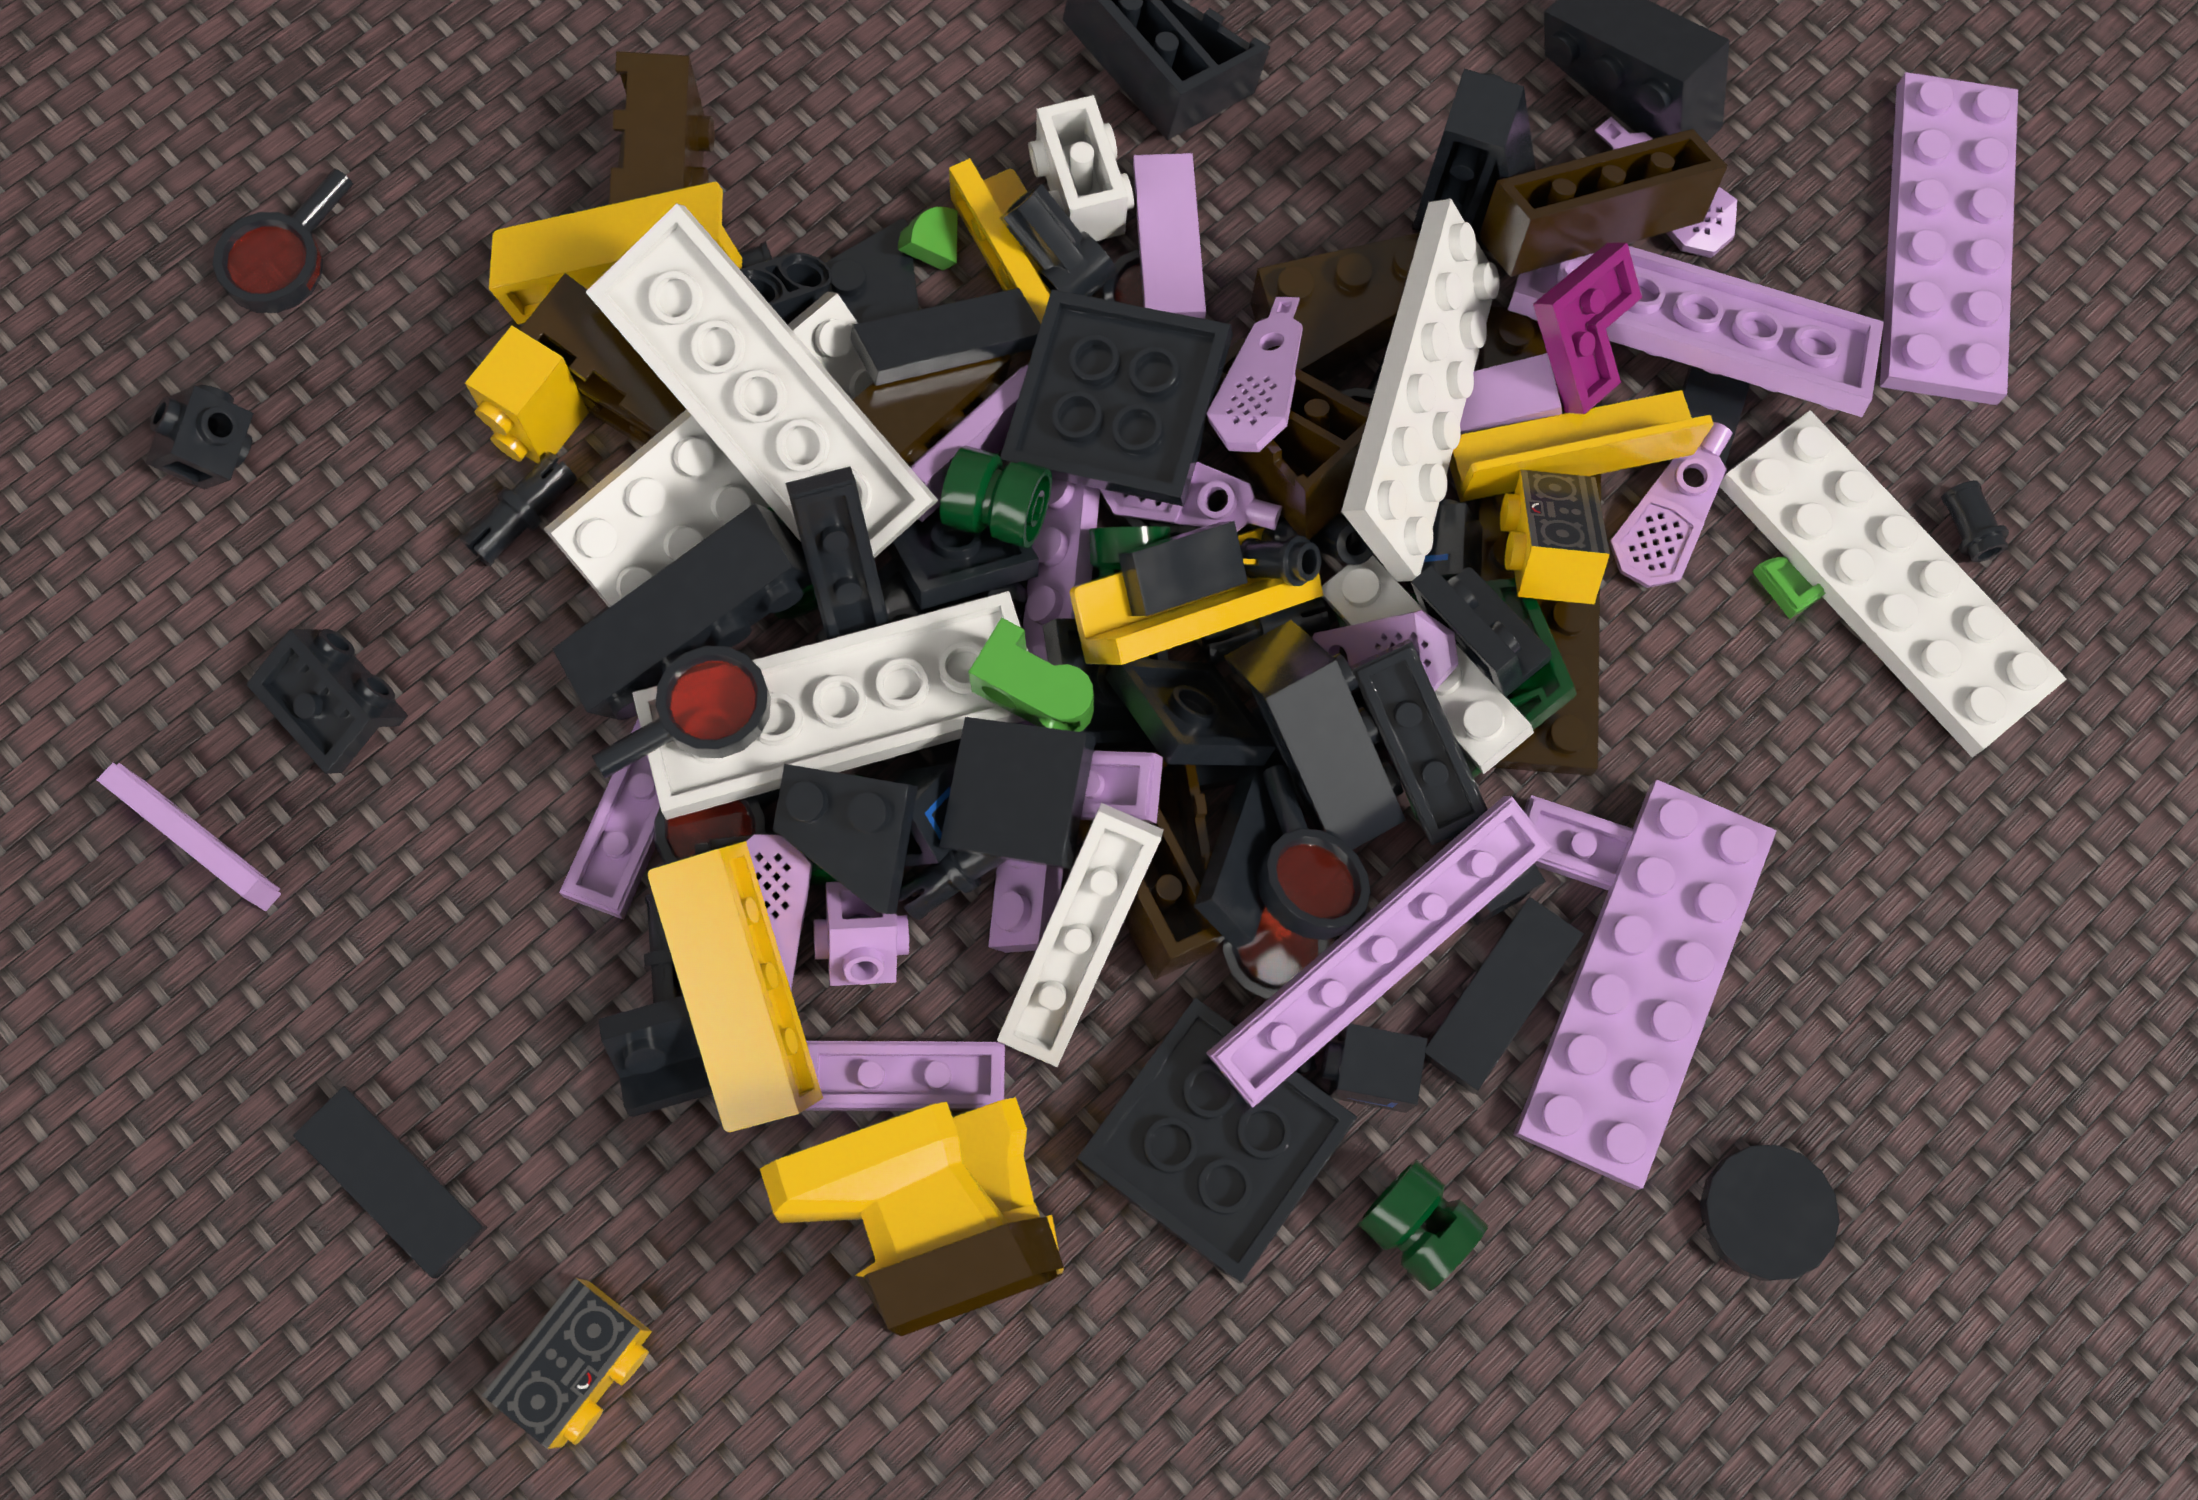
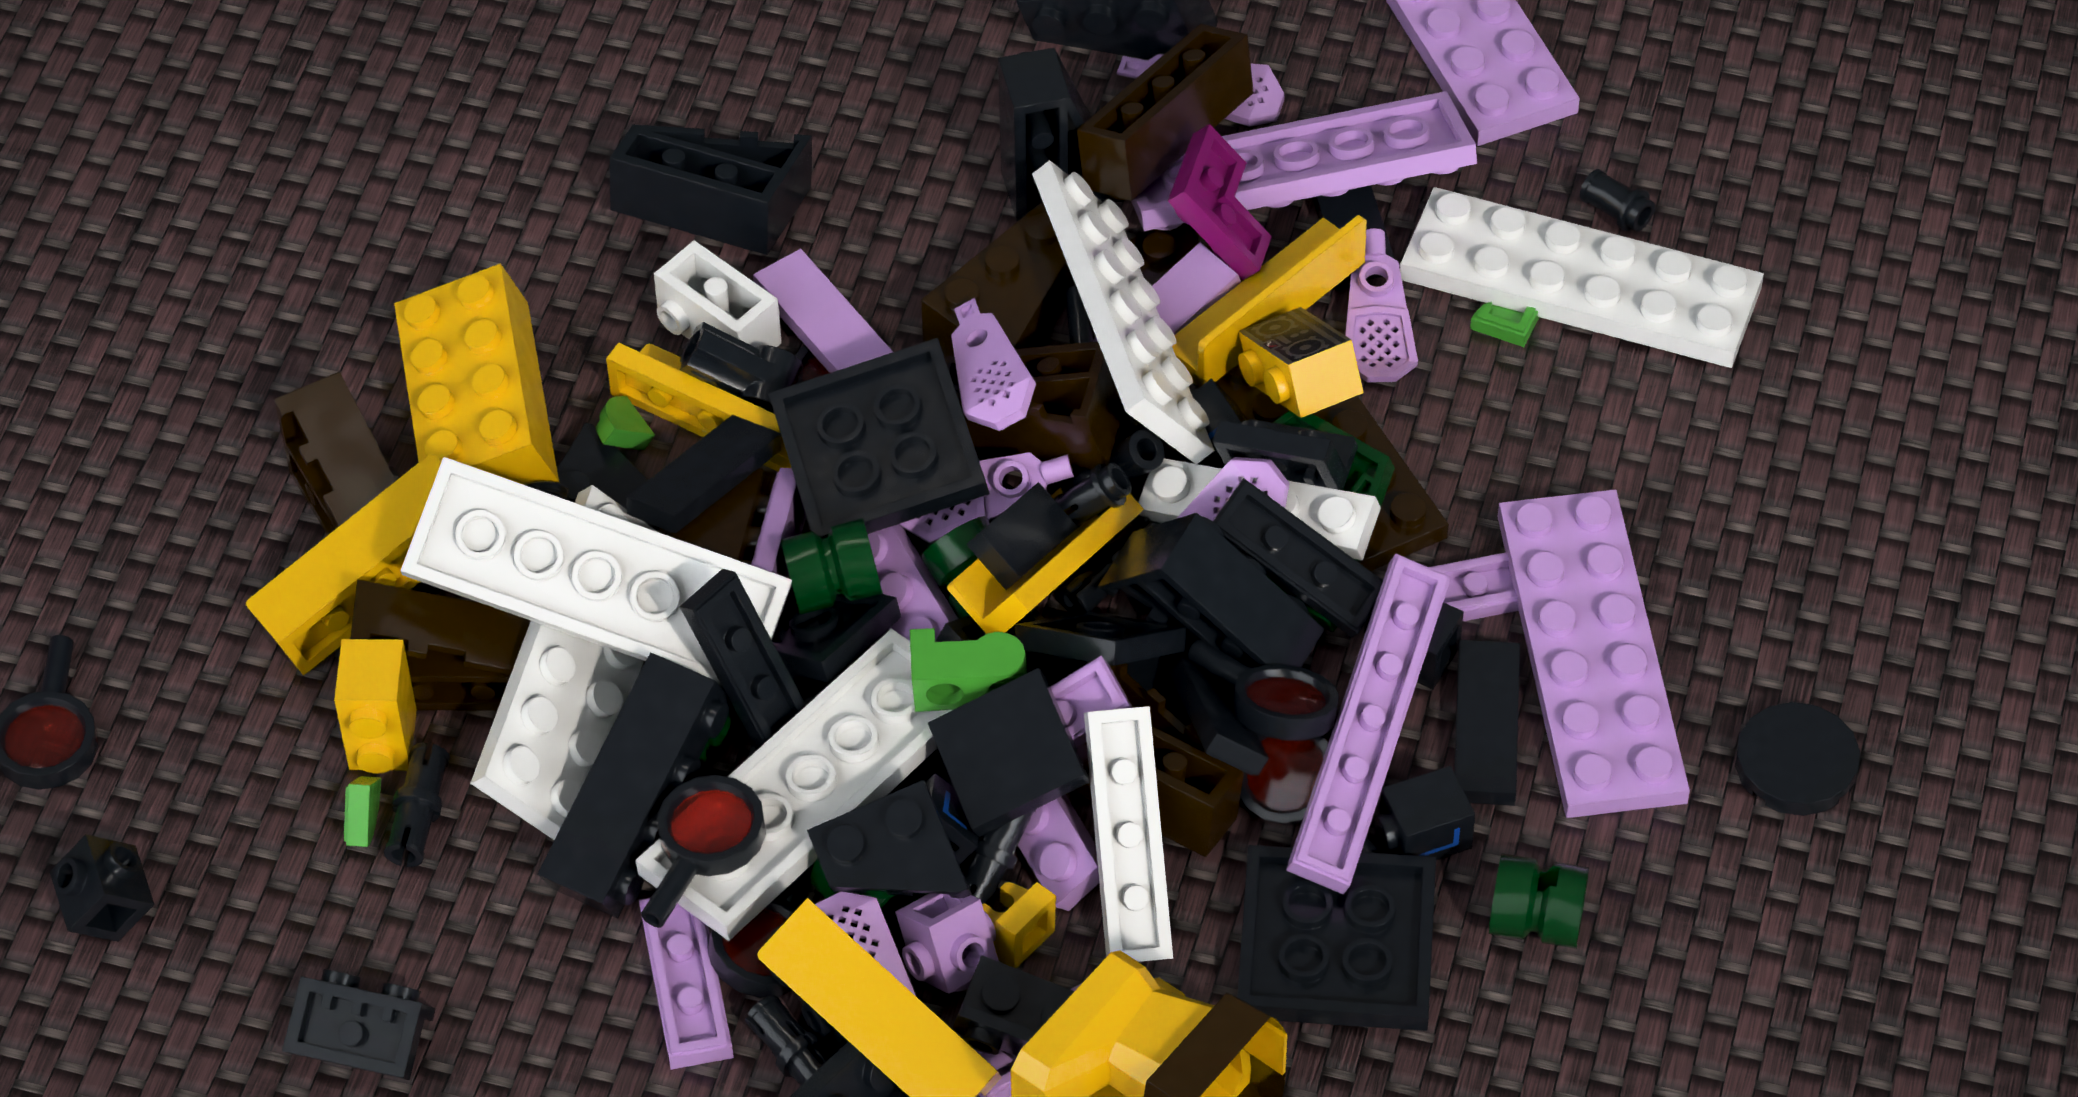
camera: 25 degrees left, 20 degrees down
(469, 486) = (361, 810): none -> bright green tile
(820, 135) = (476, 377): none -> yellow brick
(870, 1058) = (1006, 1007): none -> black bracket
(945, 954) = (1024, 924): none -> yellow tile

